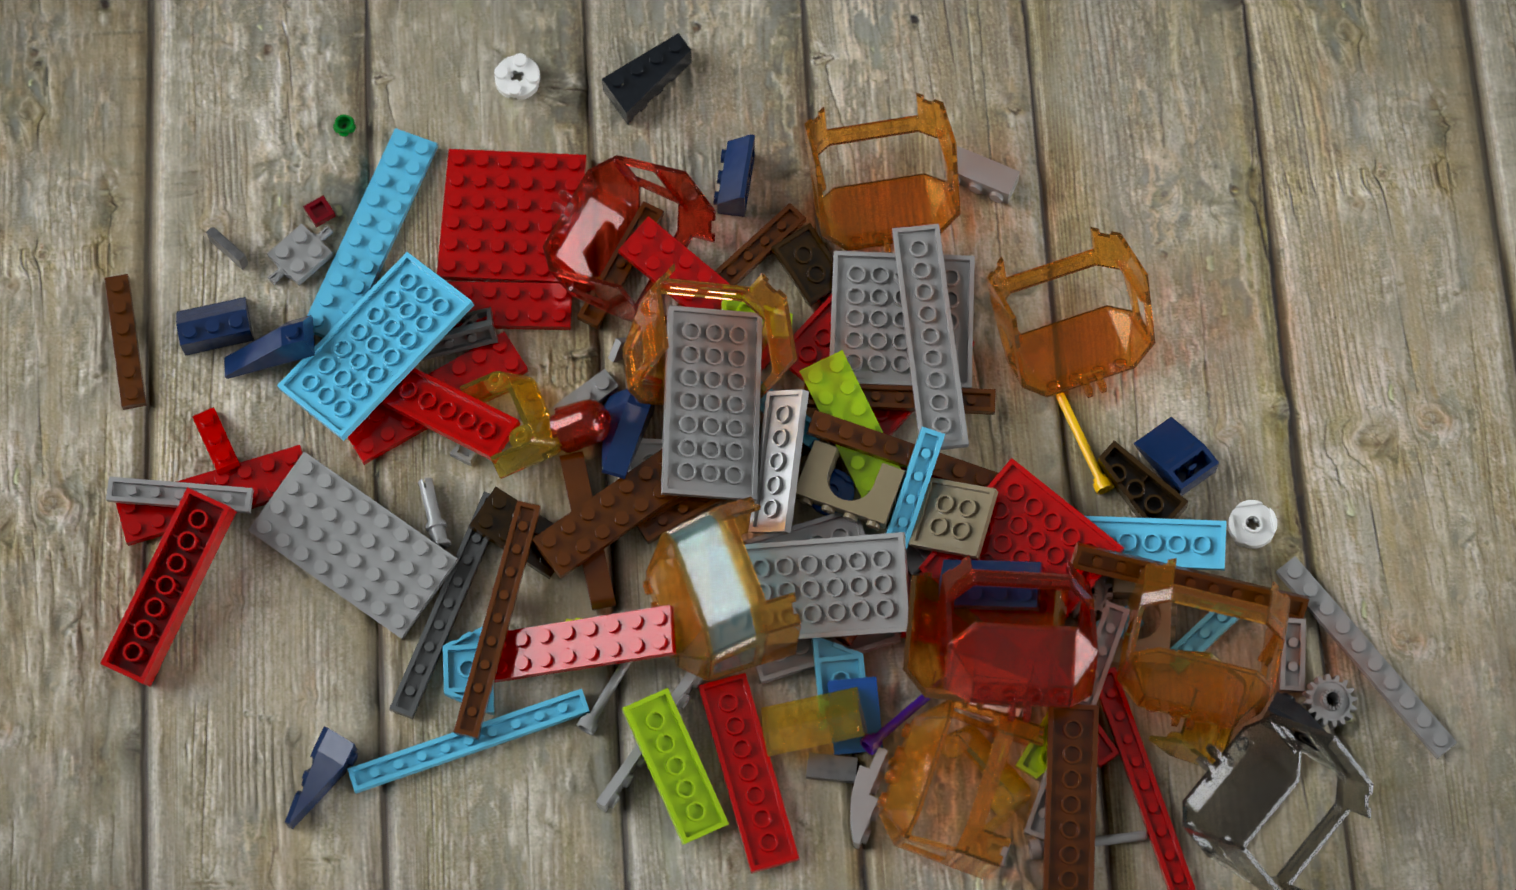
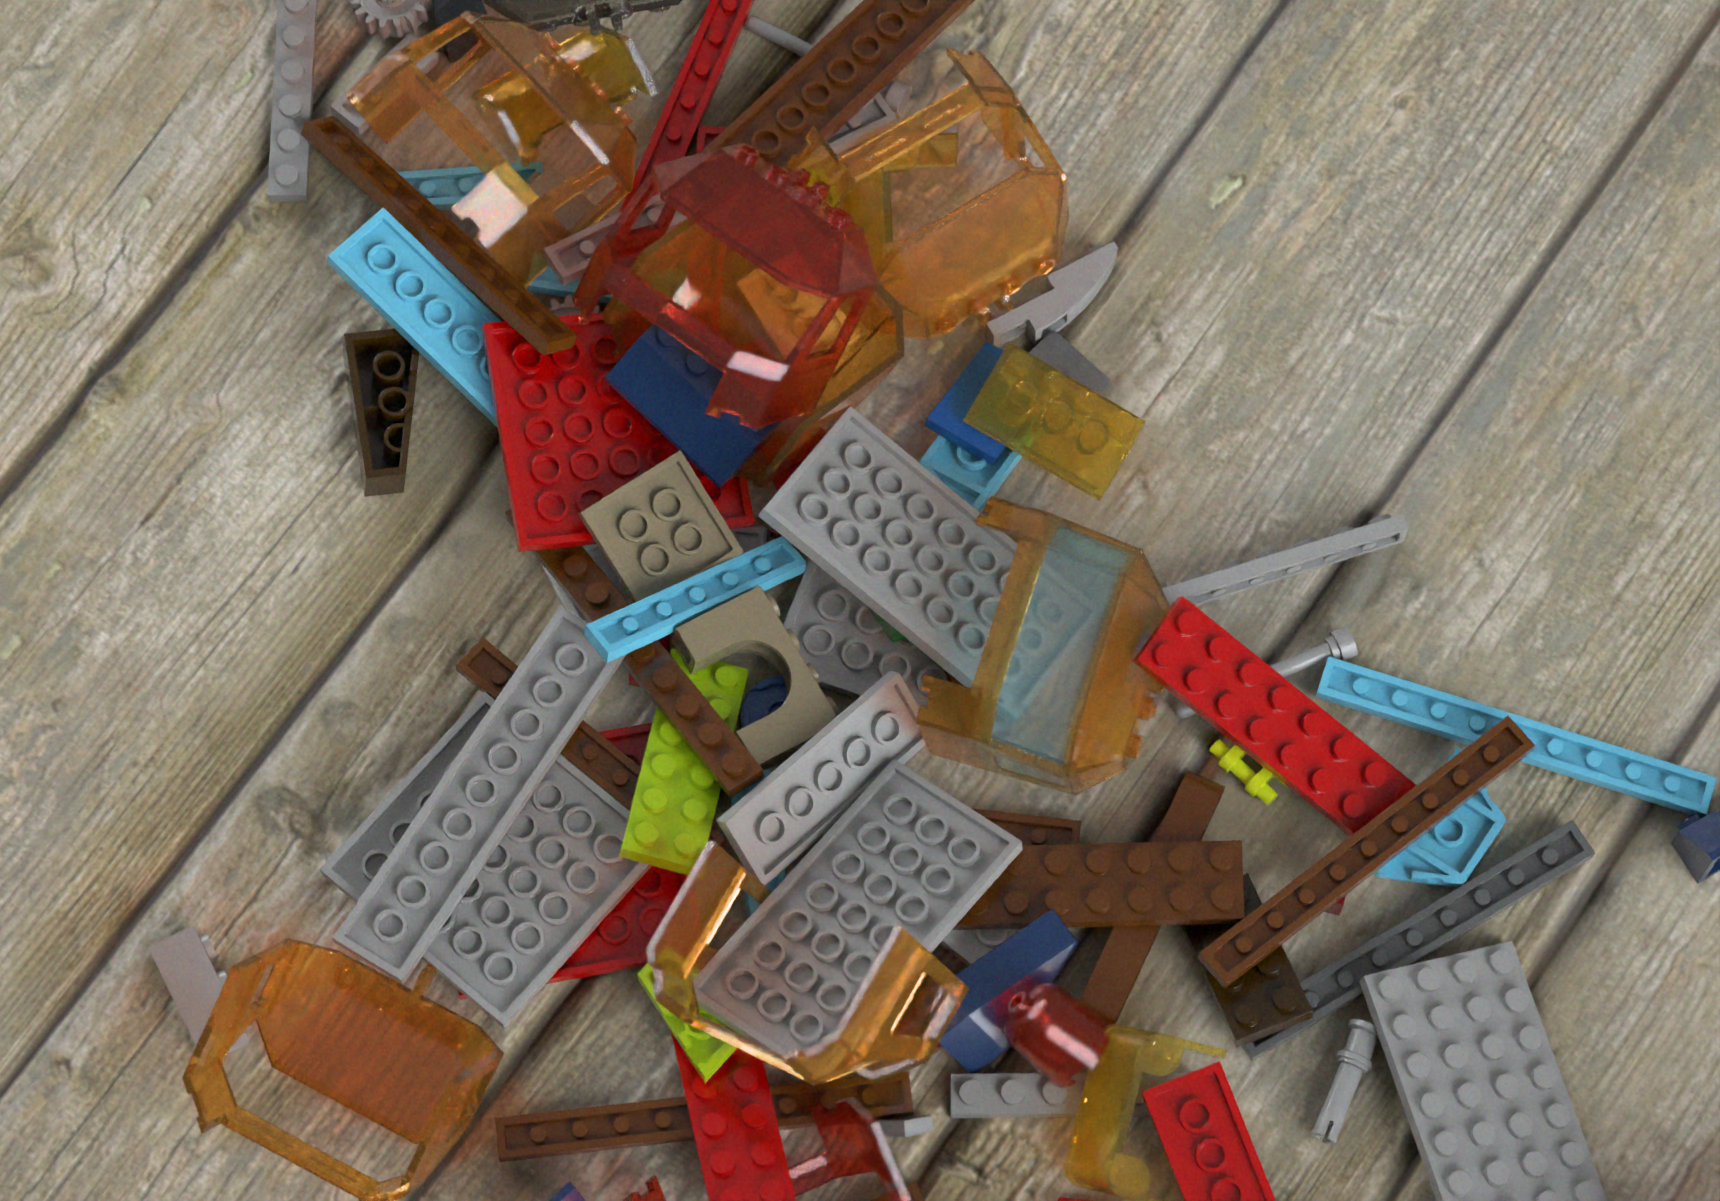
camera: 145 degrees left, 0 degrees up
(675, 766) = (1272, 498): lime plate -> none
(748, 773) = (1184, 426): red plate -> none
(806, 263) = (548, 1051): dark brown tile -> none
(872, 741) = (988, 351): dark purple piece -> none
(1083, 345) = (272, 653): clear orange windscreen -> none
(1102, 483) = (421, 460): yellow piece -> none
(1177, 456) = (297, 417): dark blue slope -> none
(1244, 535) = (284, 292): white plate -> none

